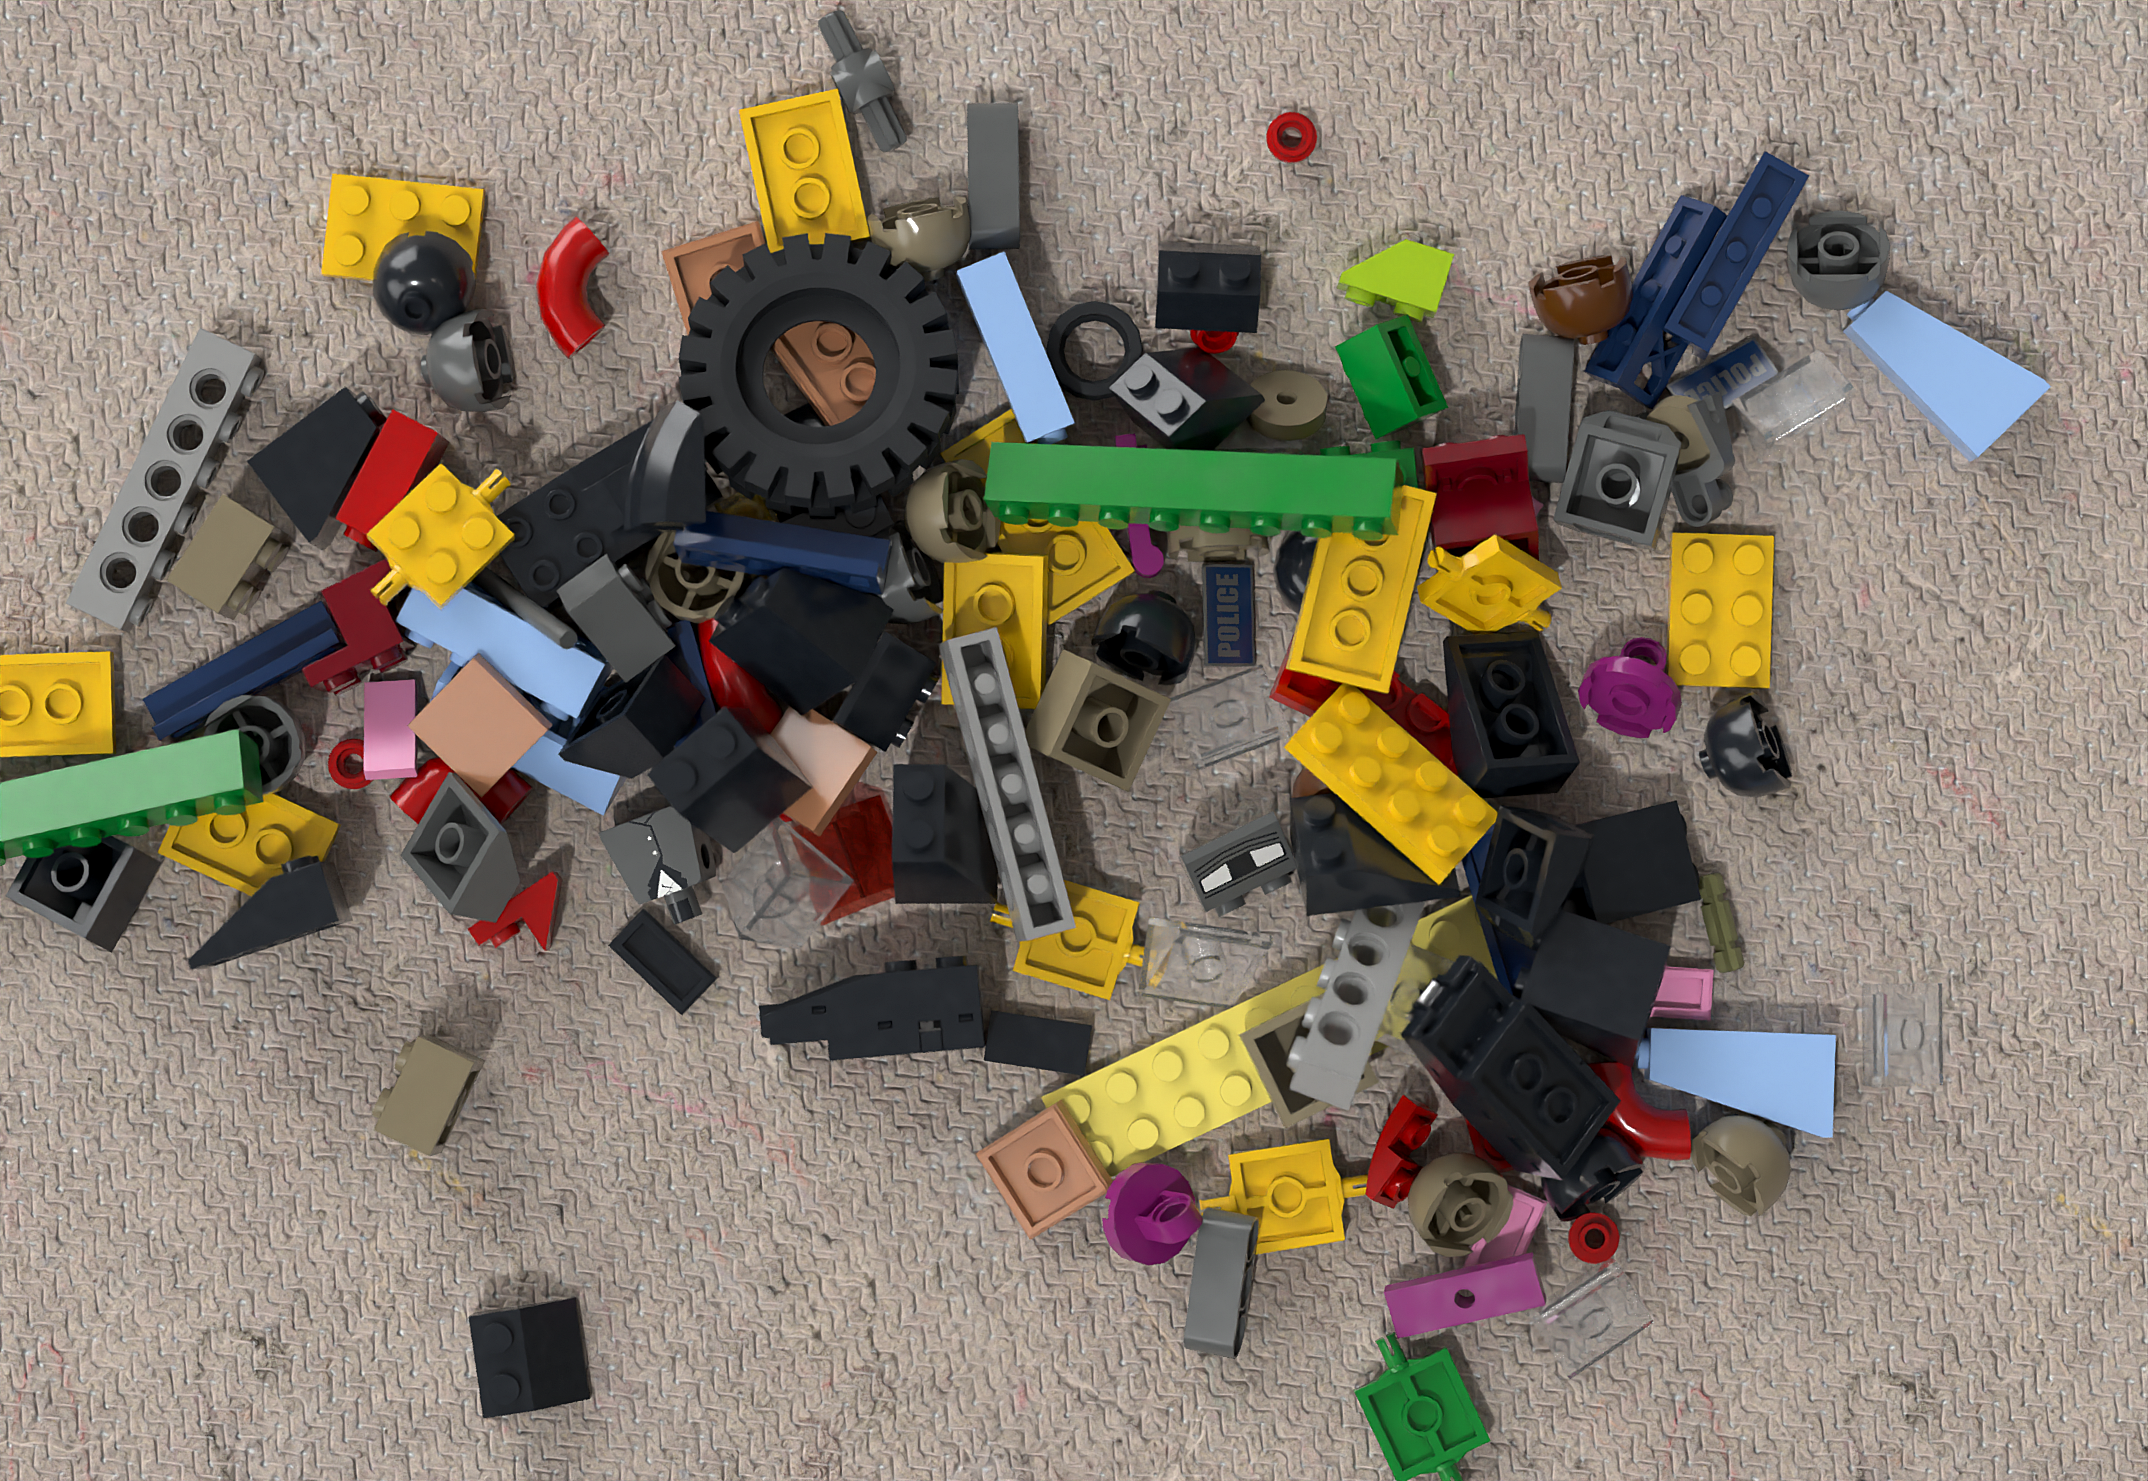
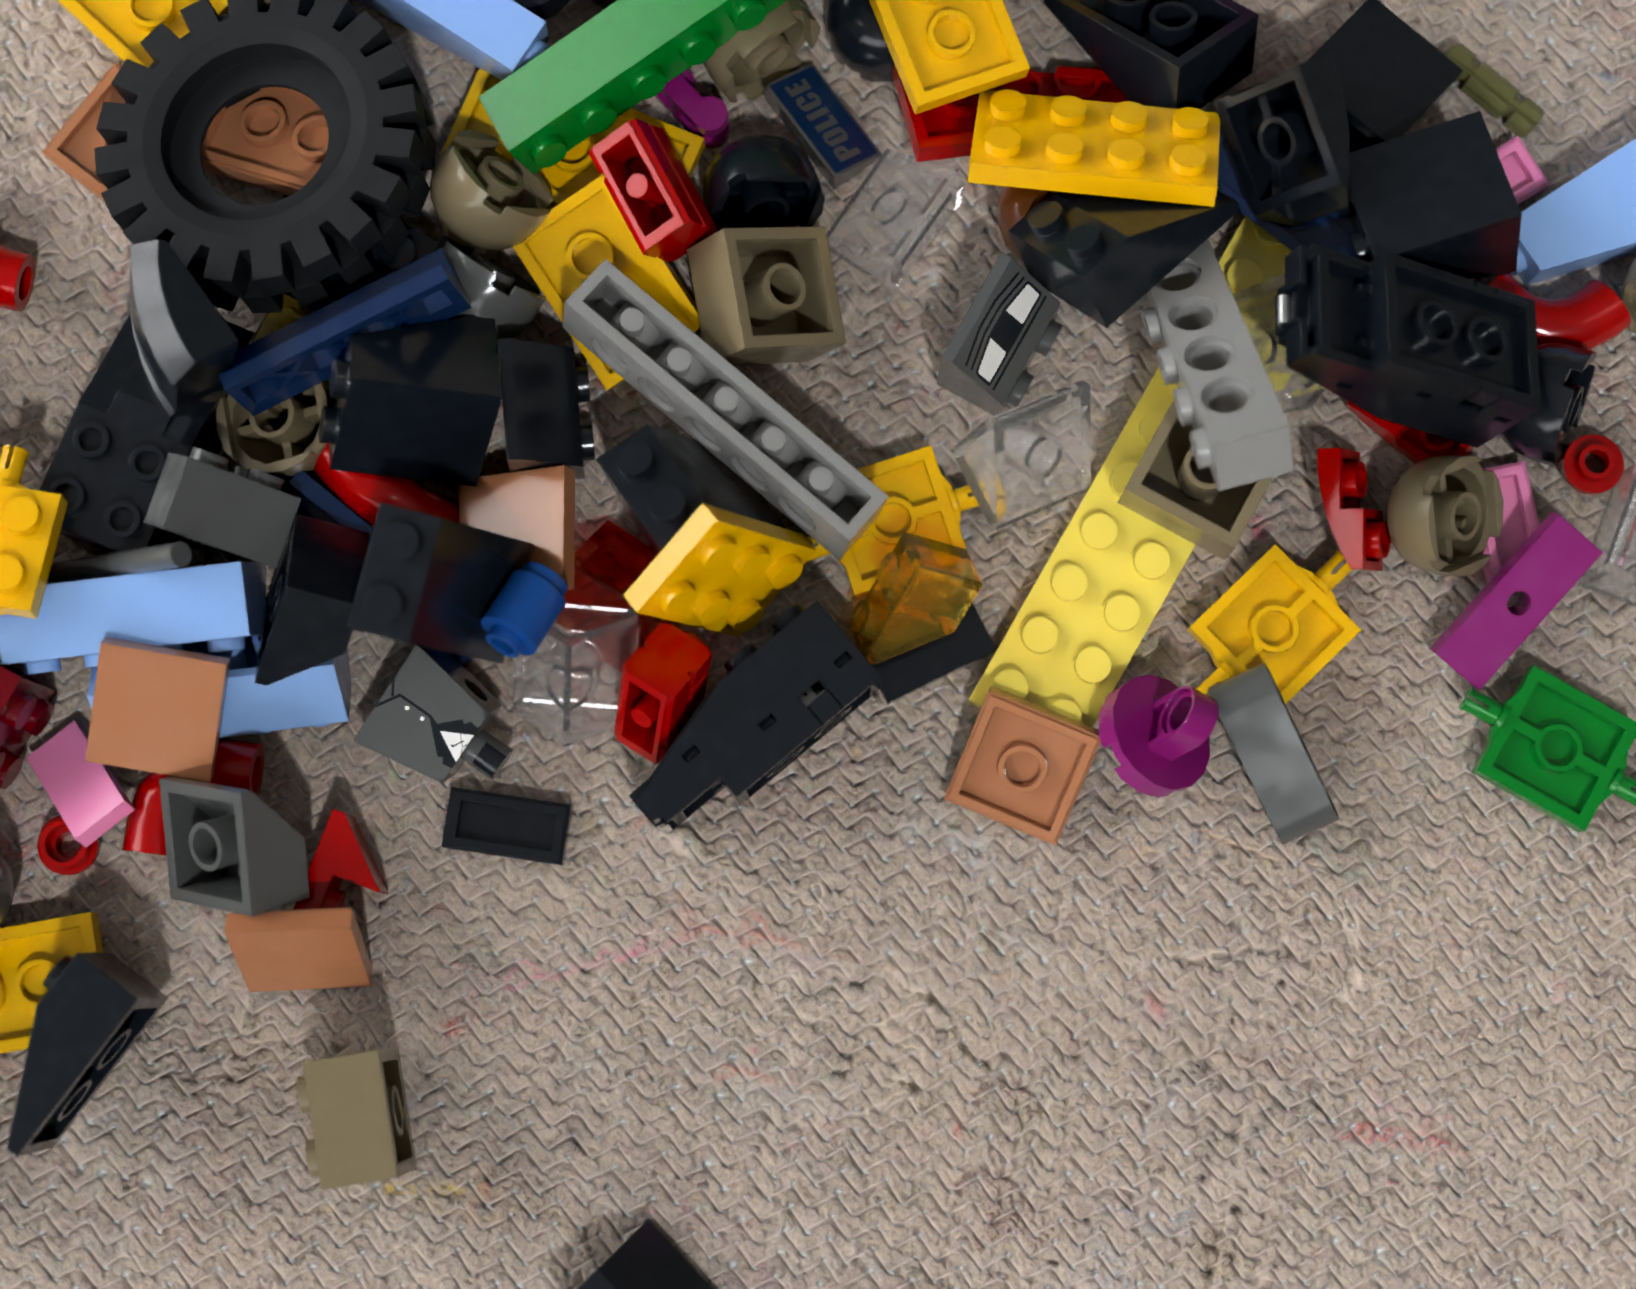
camera: 30 degrees left, 5 degrees down
(464, 952) = (299, 949): none -> nougat tile
(774, 834) = (524, 610): none -> blue brick
(830, 949) = (661, 690): none -> red brick
(927, 898) = (720, 571): none -> yellow plate
(1050, 1004) = (915, 599): none -> clear yellow slope
(1066, 594) = (652, 190): none -> red brick

